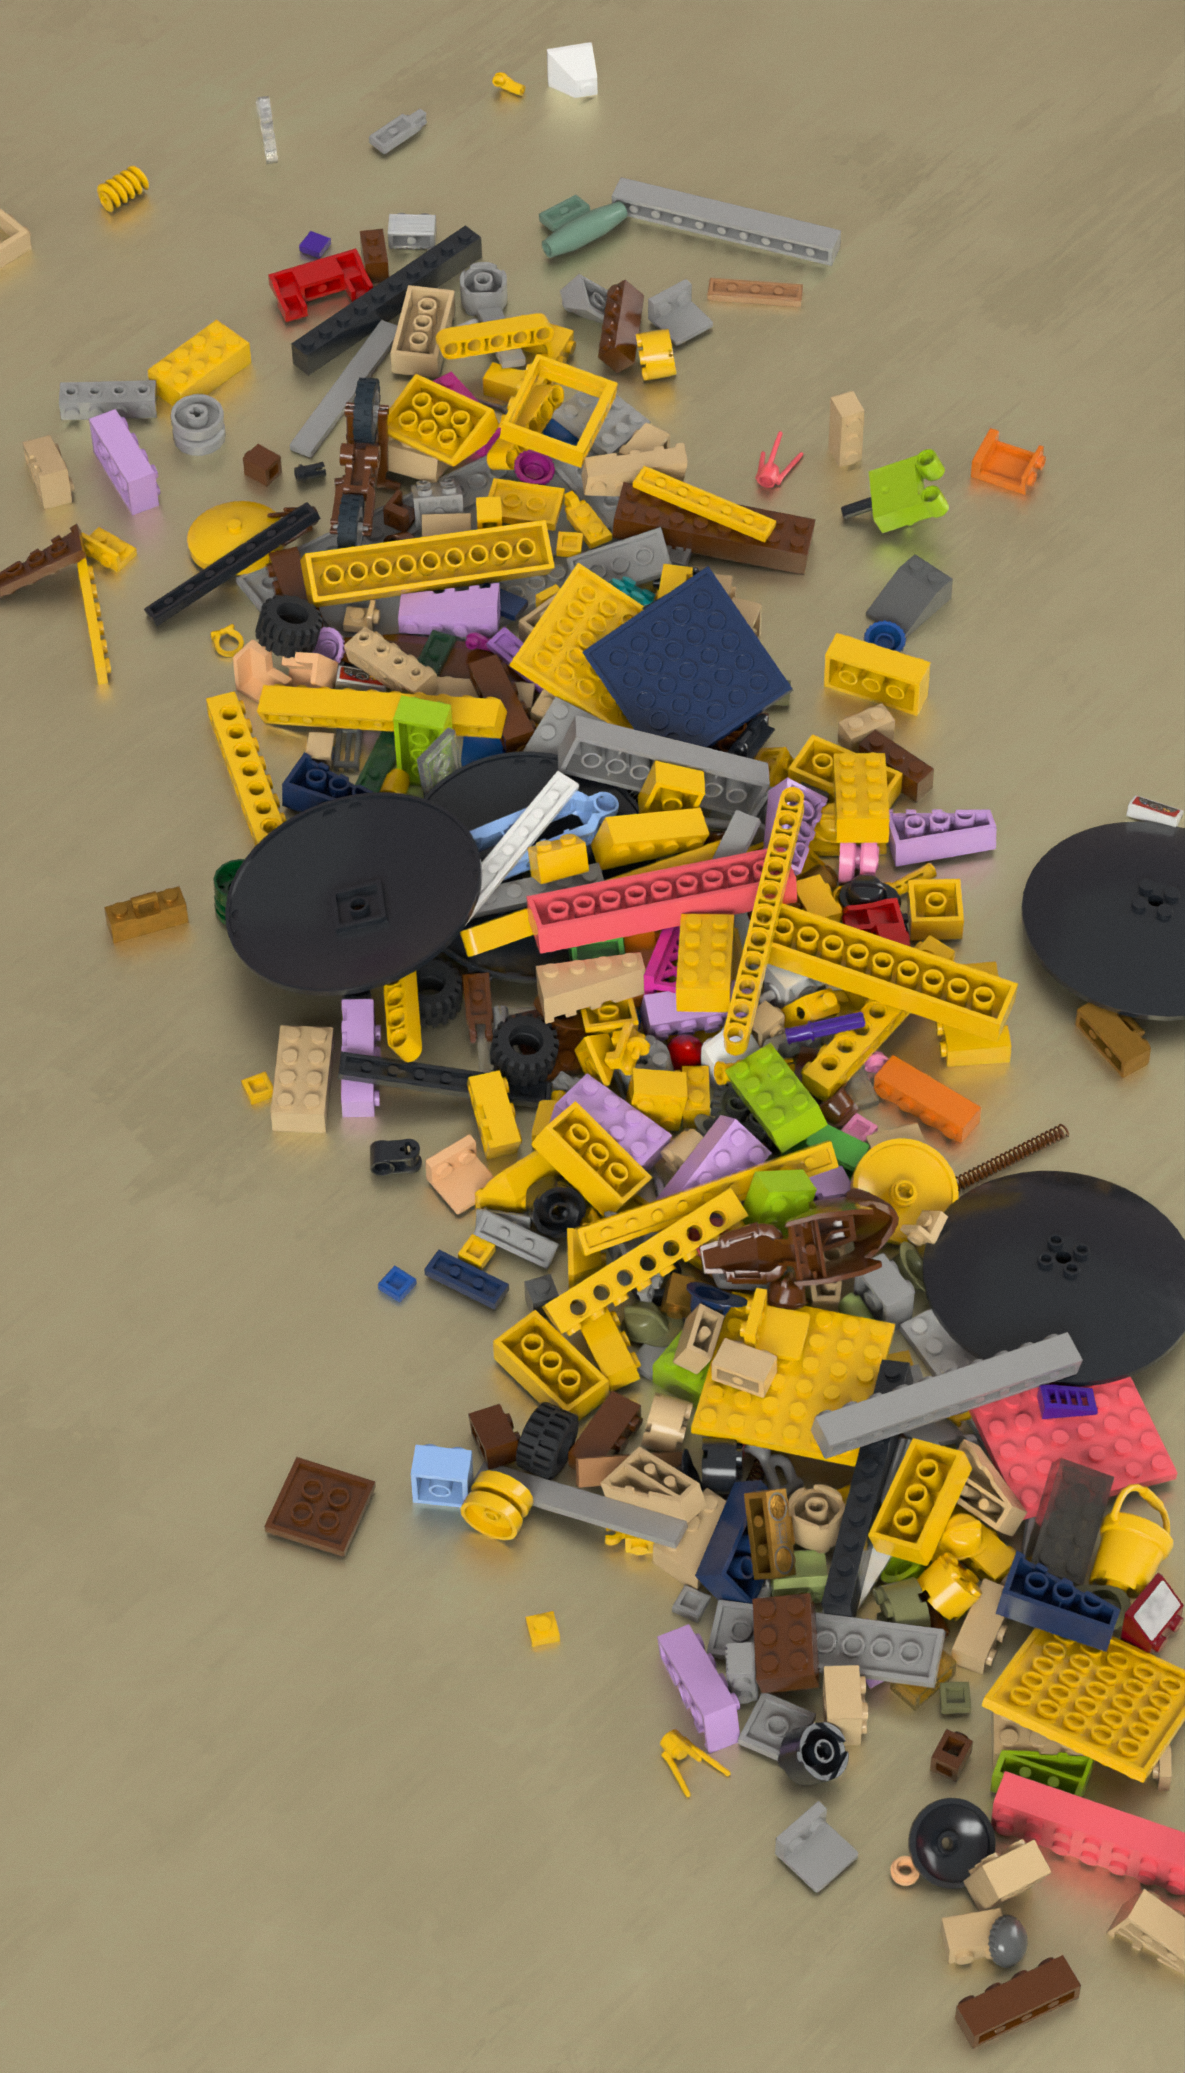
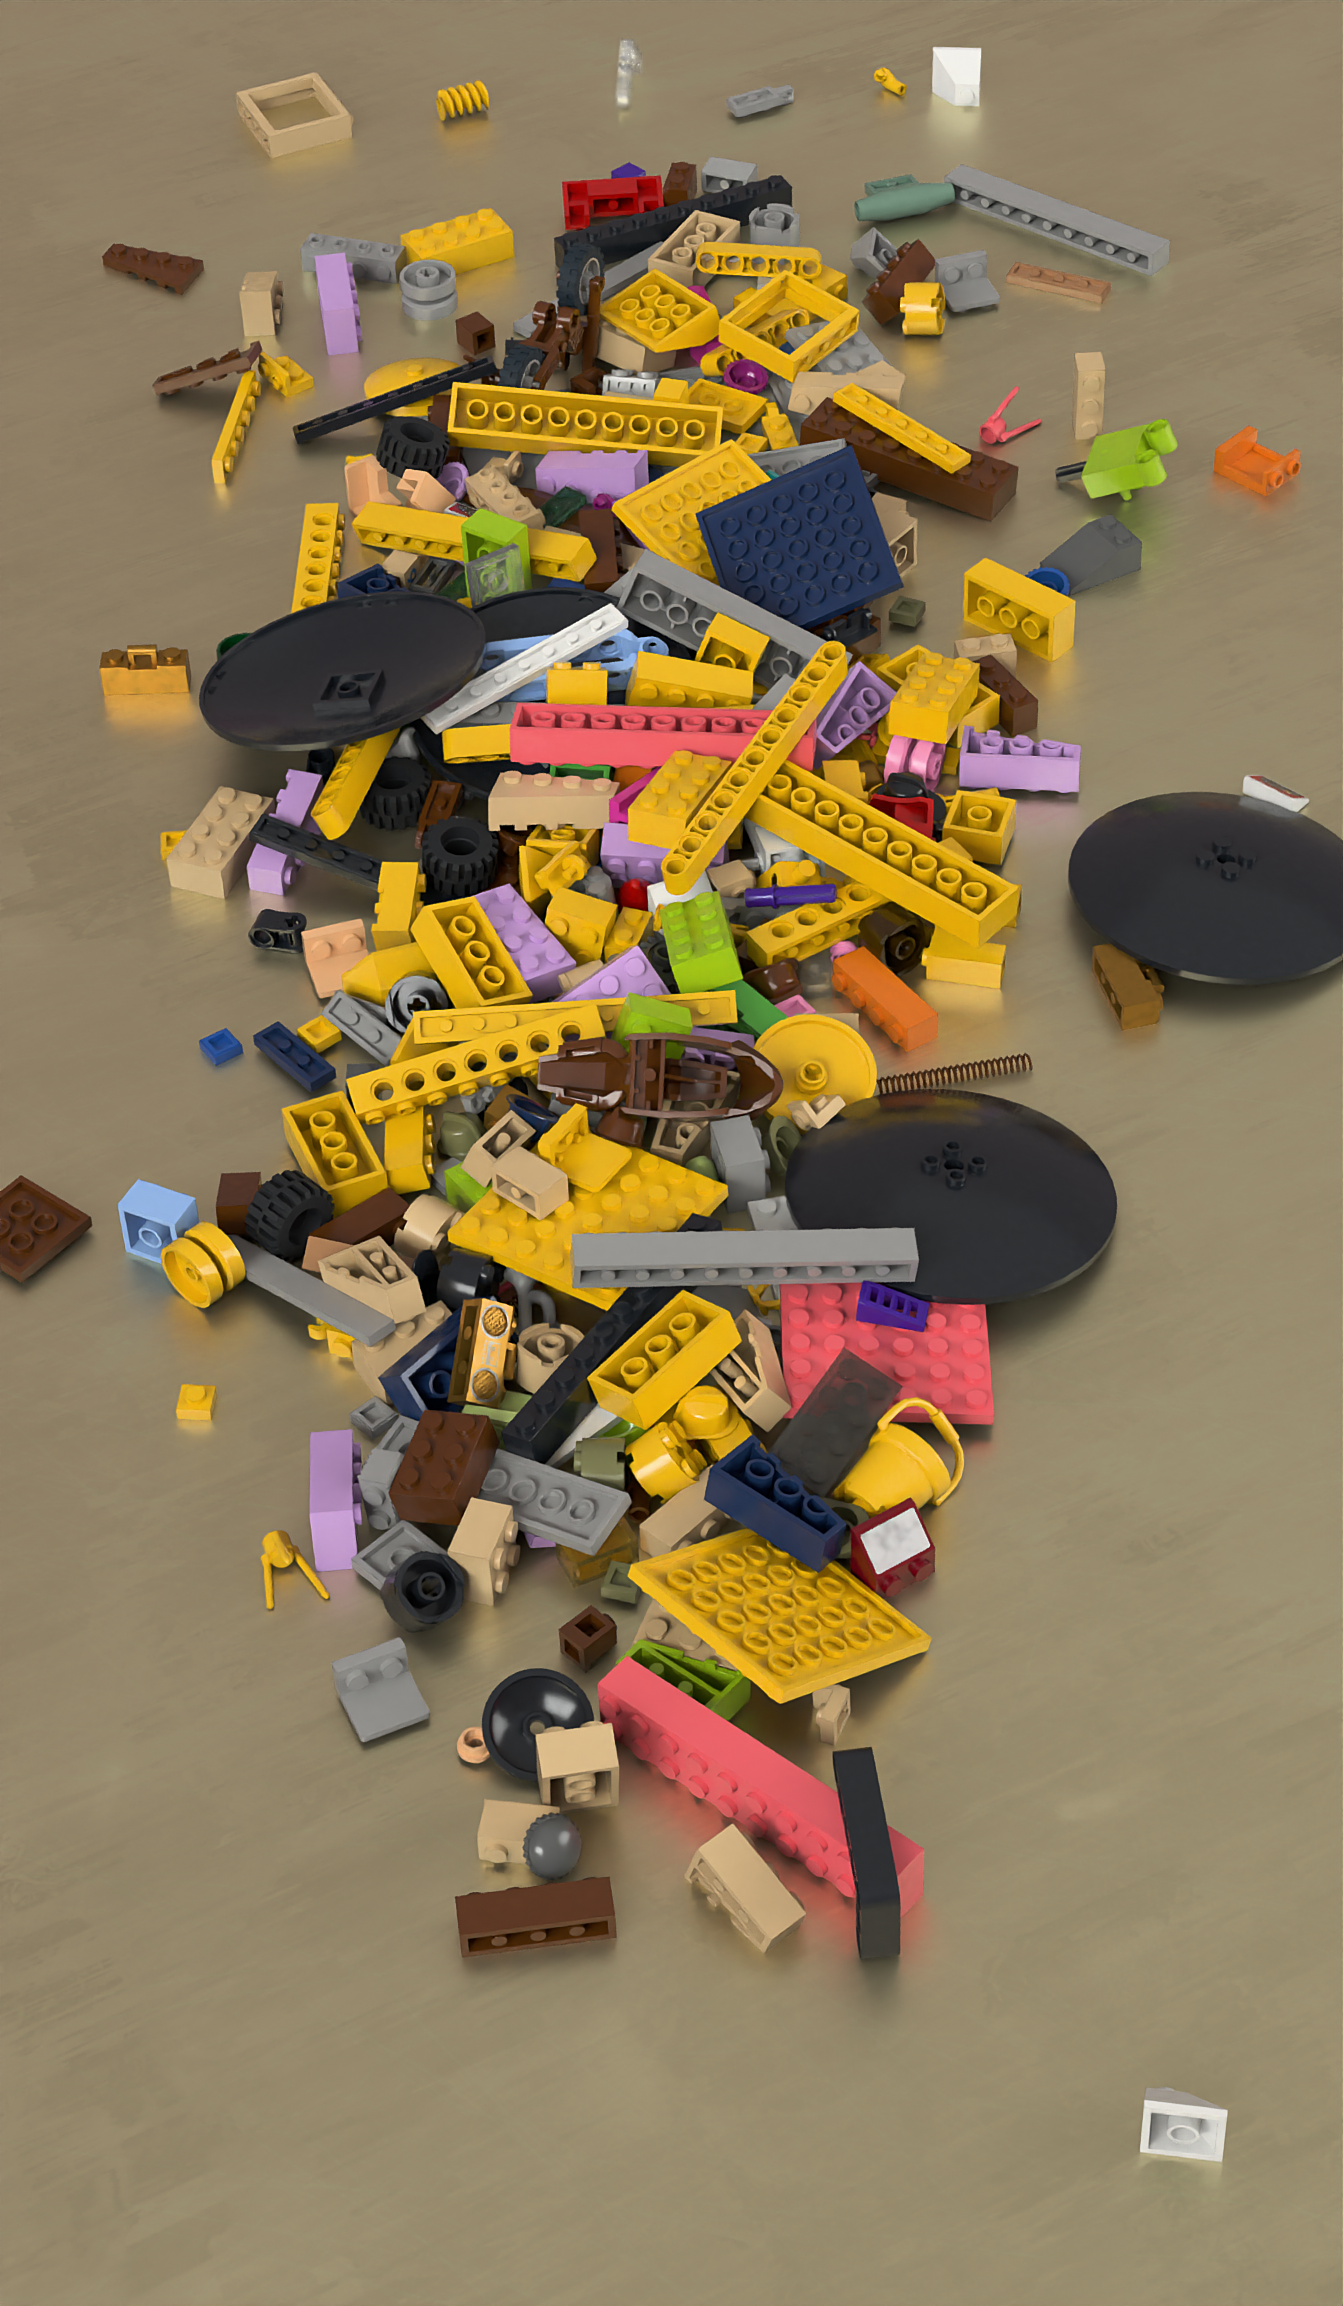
camera: 20 degrees right, 10 degrees down
(914, 1040) = (894, 937): none -> dark brown brick

